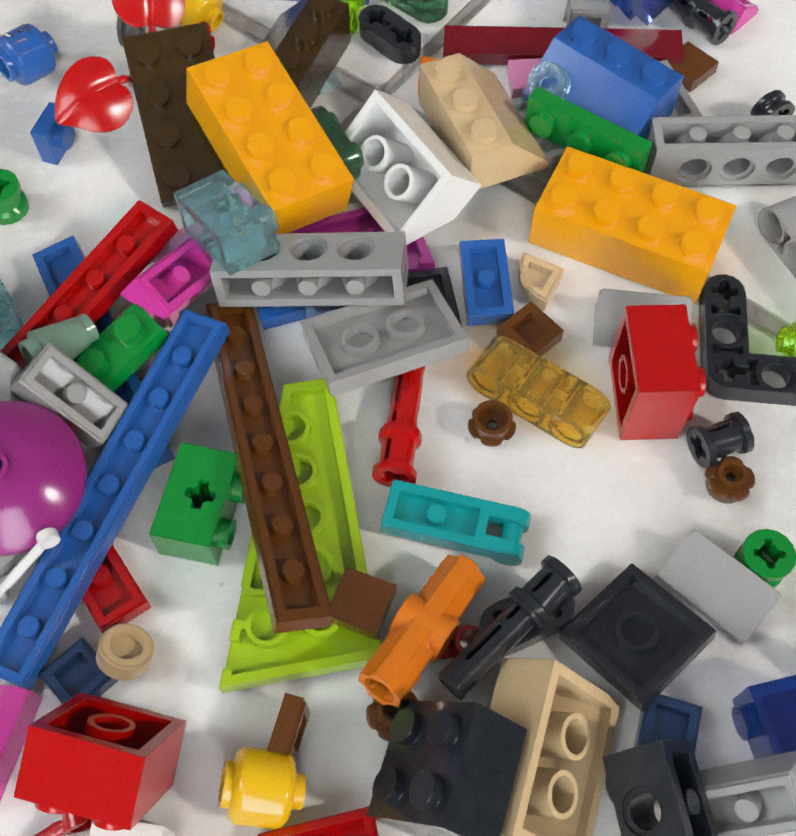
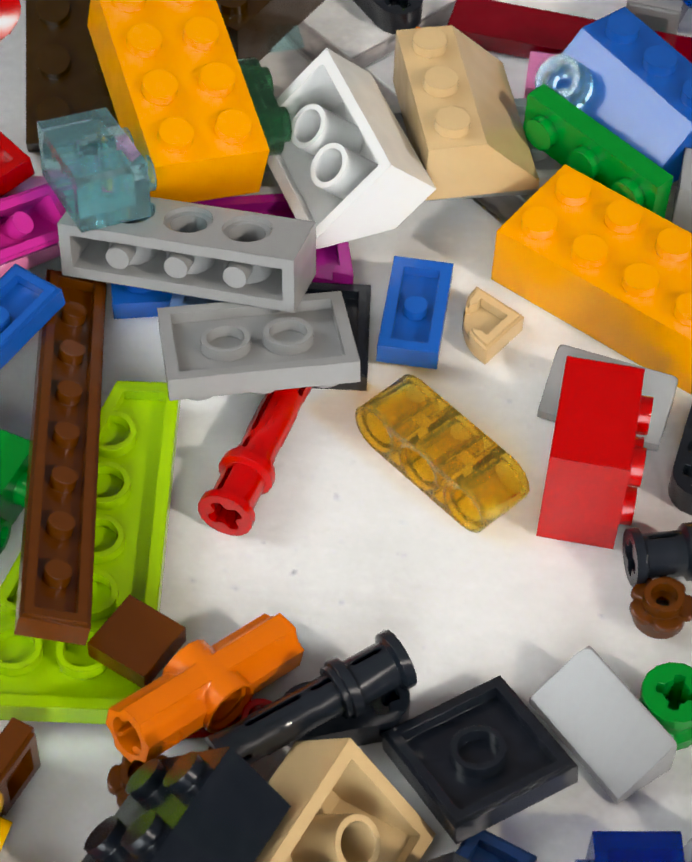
camera: 10 degrees right, 10 degrees down
(455, 521) = (288, 582): teal plate -> none
(495, 412) = (371, 466): reddish brown plate -> none
(532, 329) = (457, 379): reddish brown plate -> none

